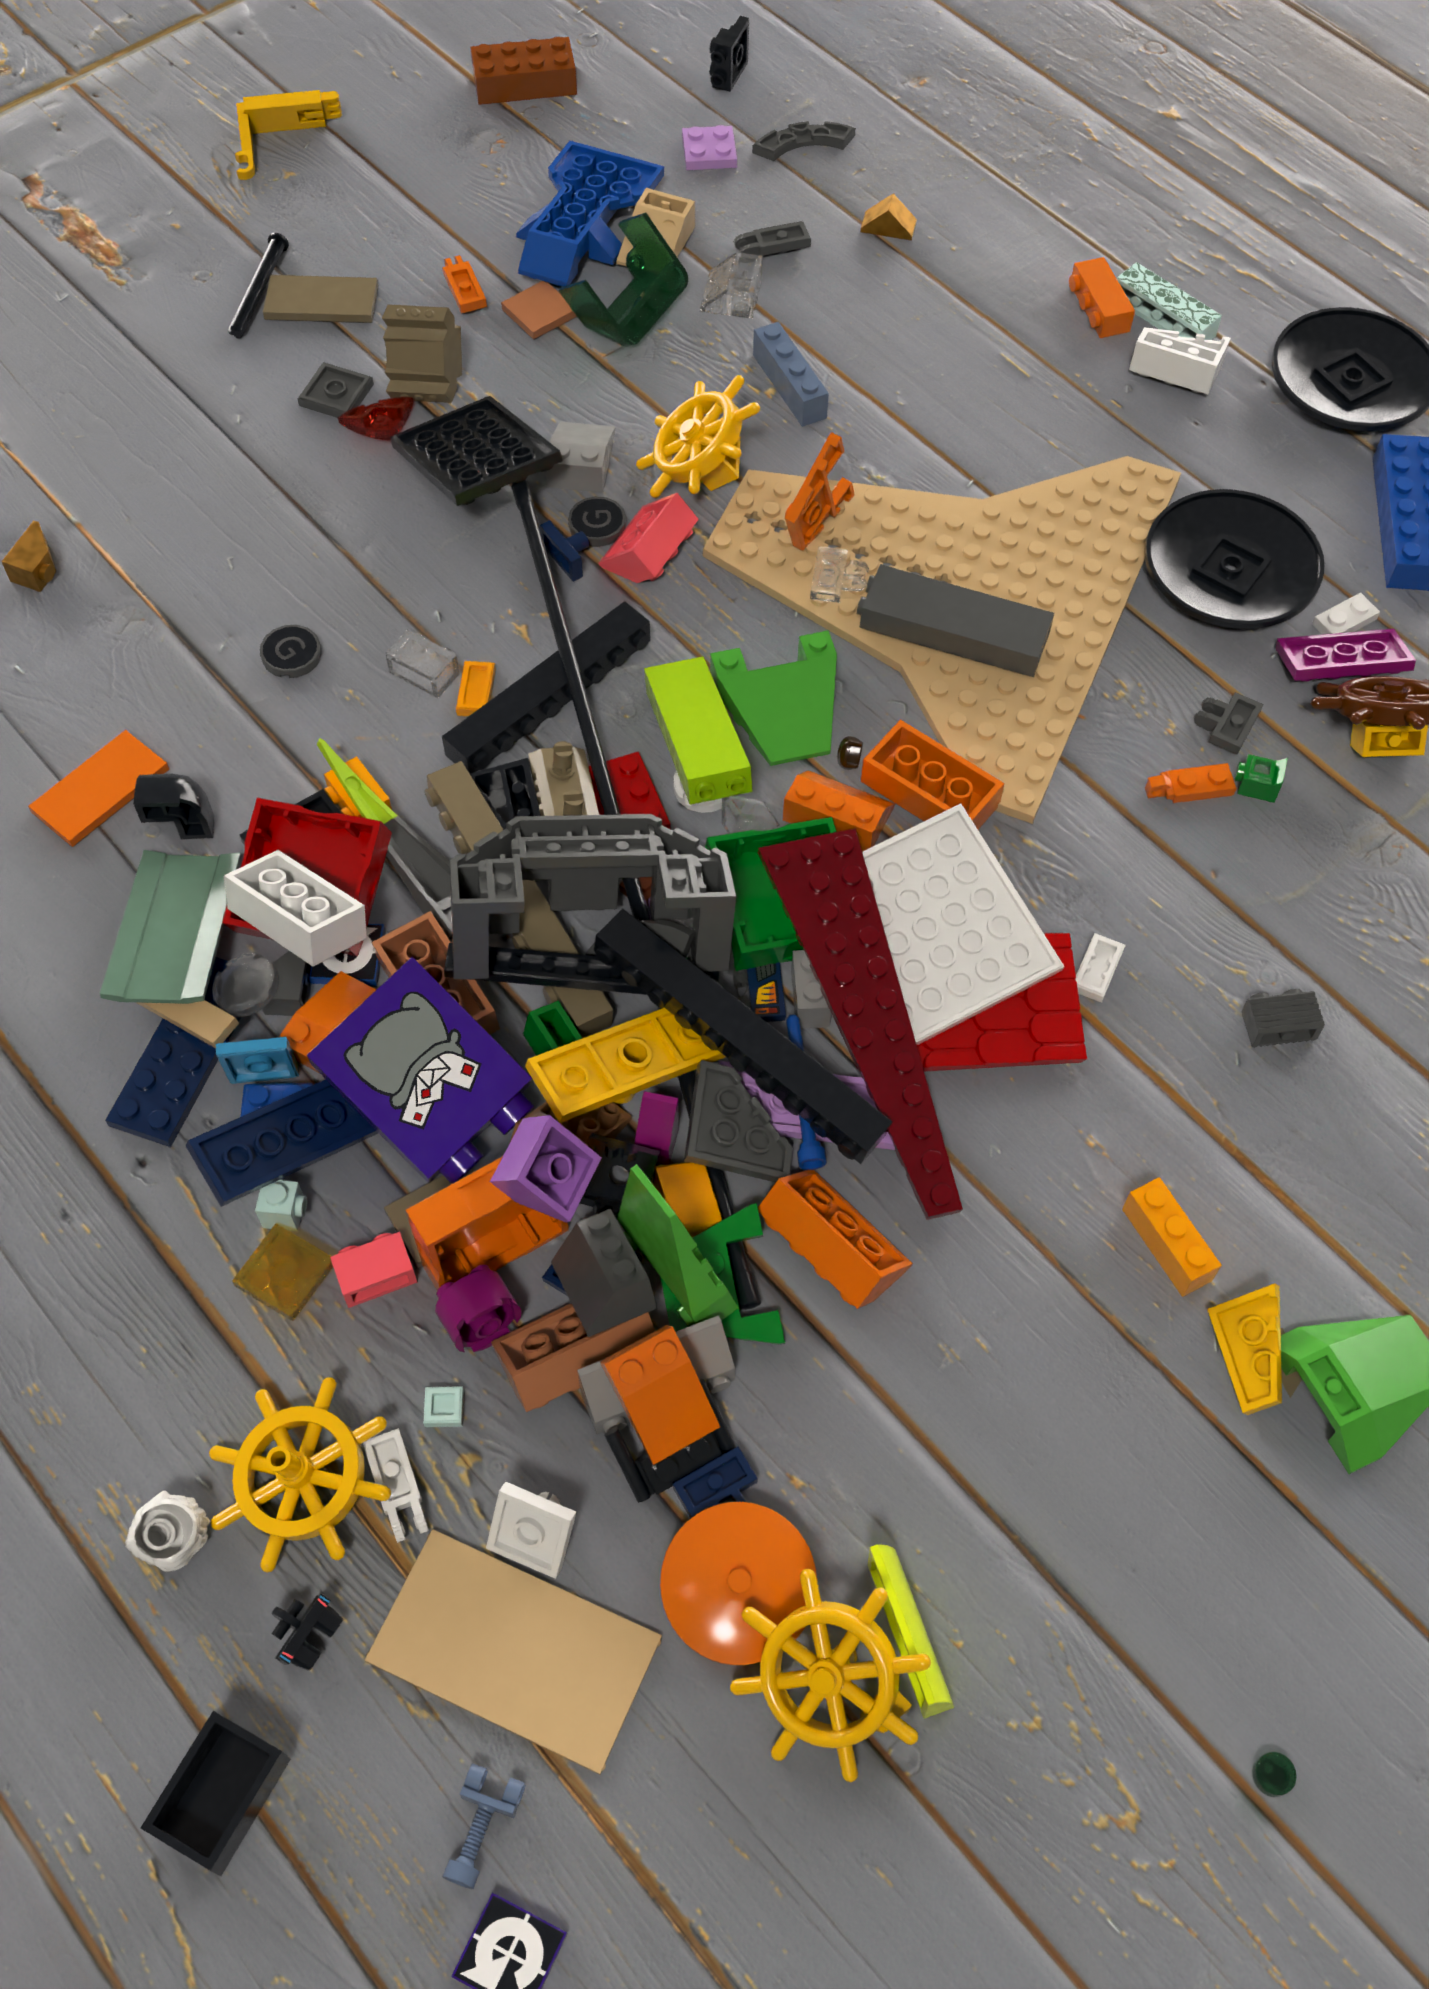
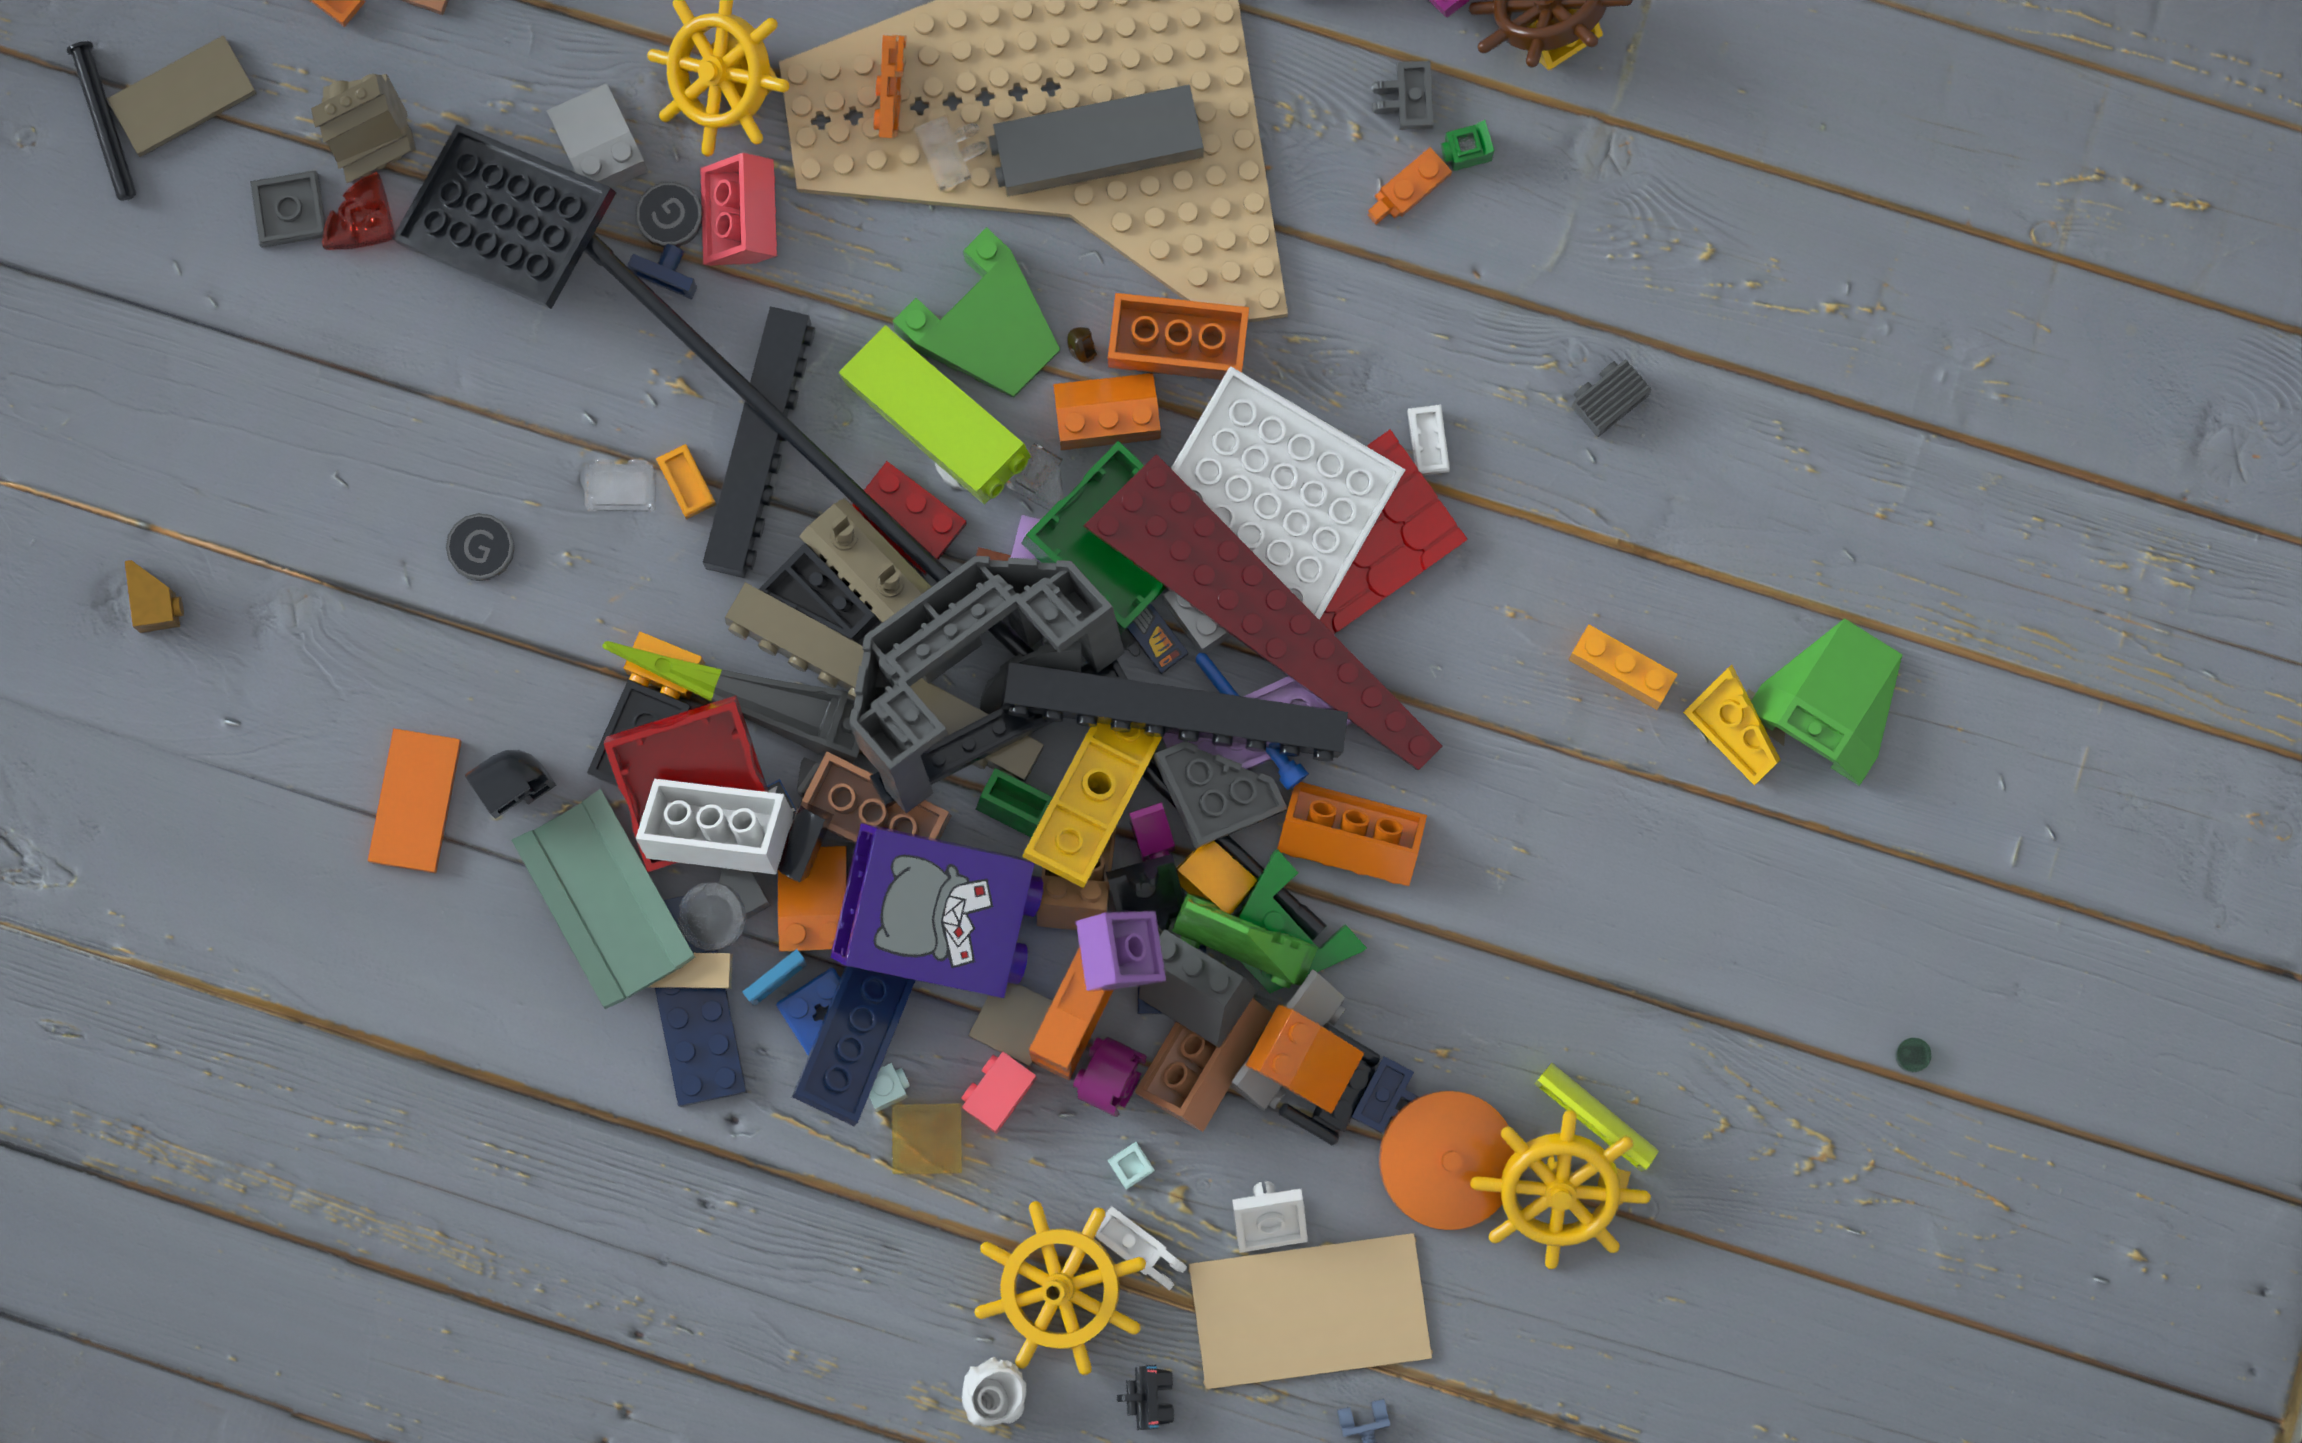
camera: 30 degrees left, 20 degrees up
(360, 965) = (804, 841): none -> black brick

